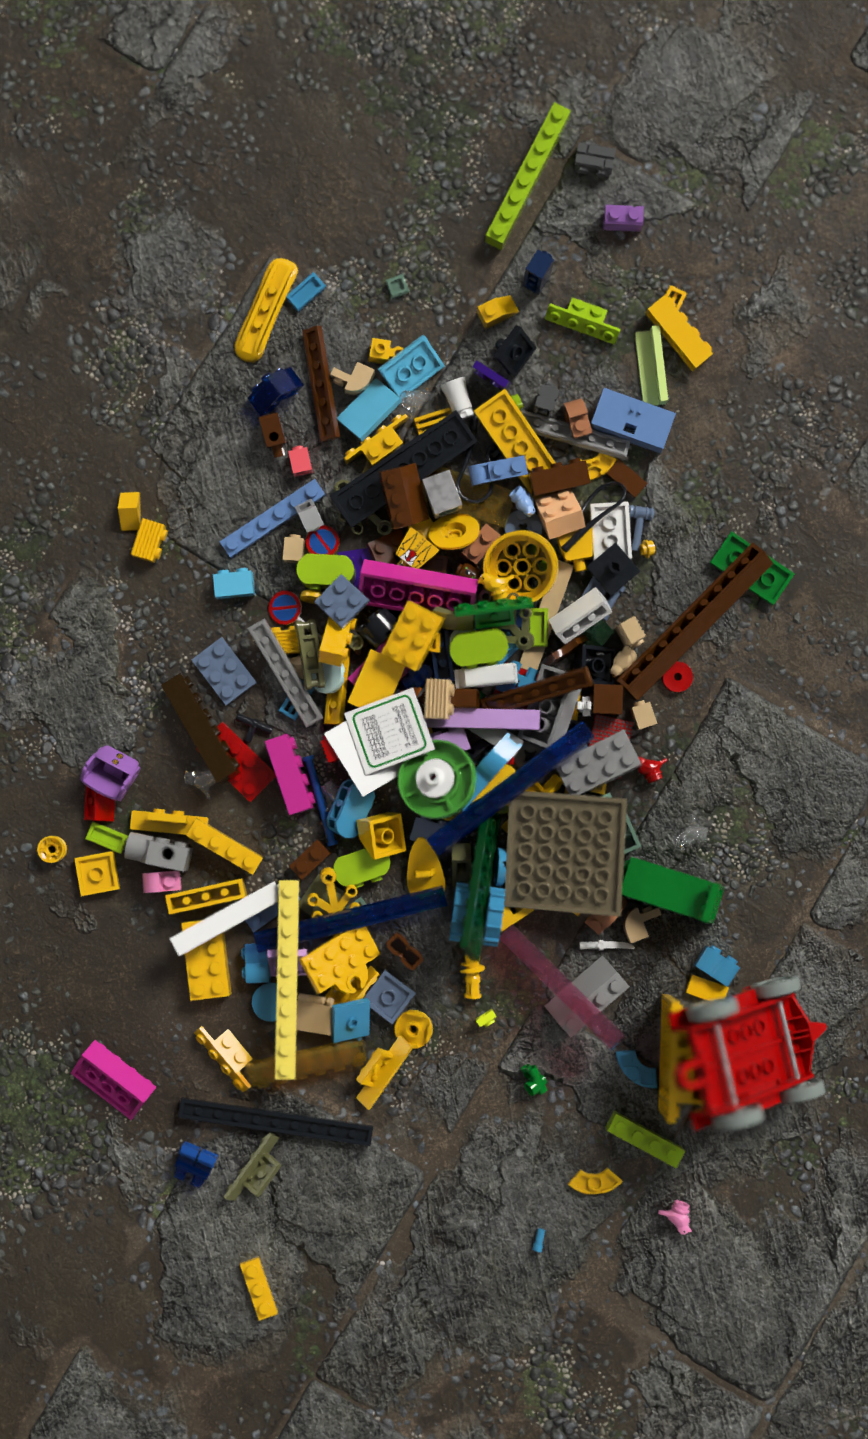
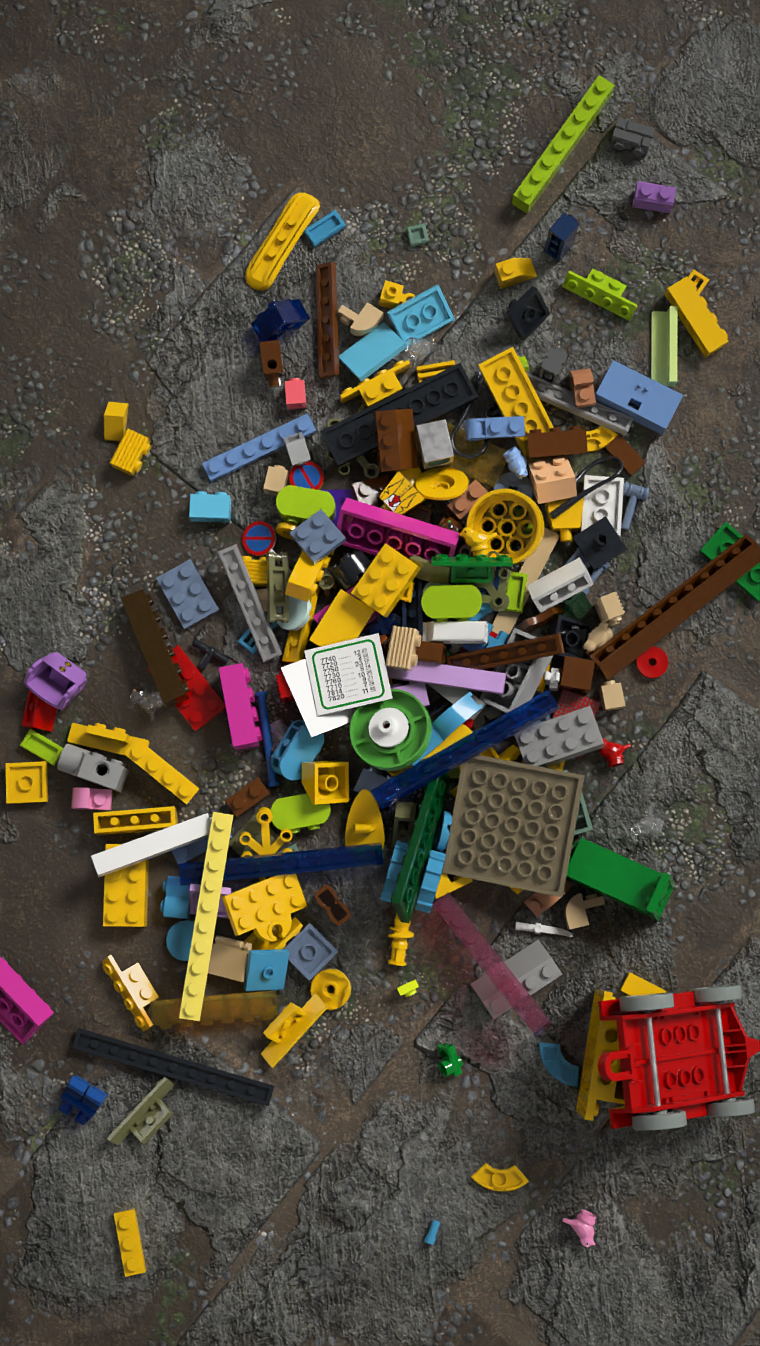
camera: 10 degrees right, 5 degrees down
(458, 397) = (464, 350): white plant -> none
(497, 380) = (495, 329): dark purple plate -> none
(645, 1139) = (558, 1139): lime brick -> none
(647, 548) = (637, 528): yellow plate -> none
(716, 965) = (656, 966): dark azure brick -> none

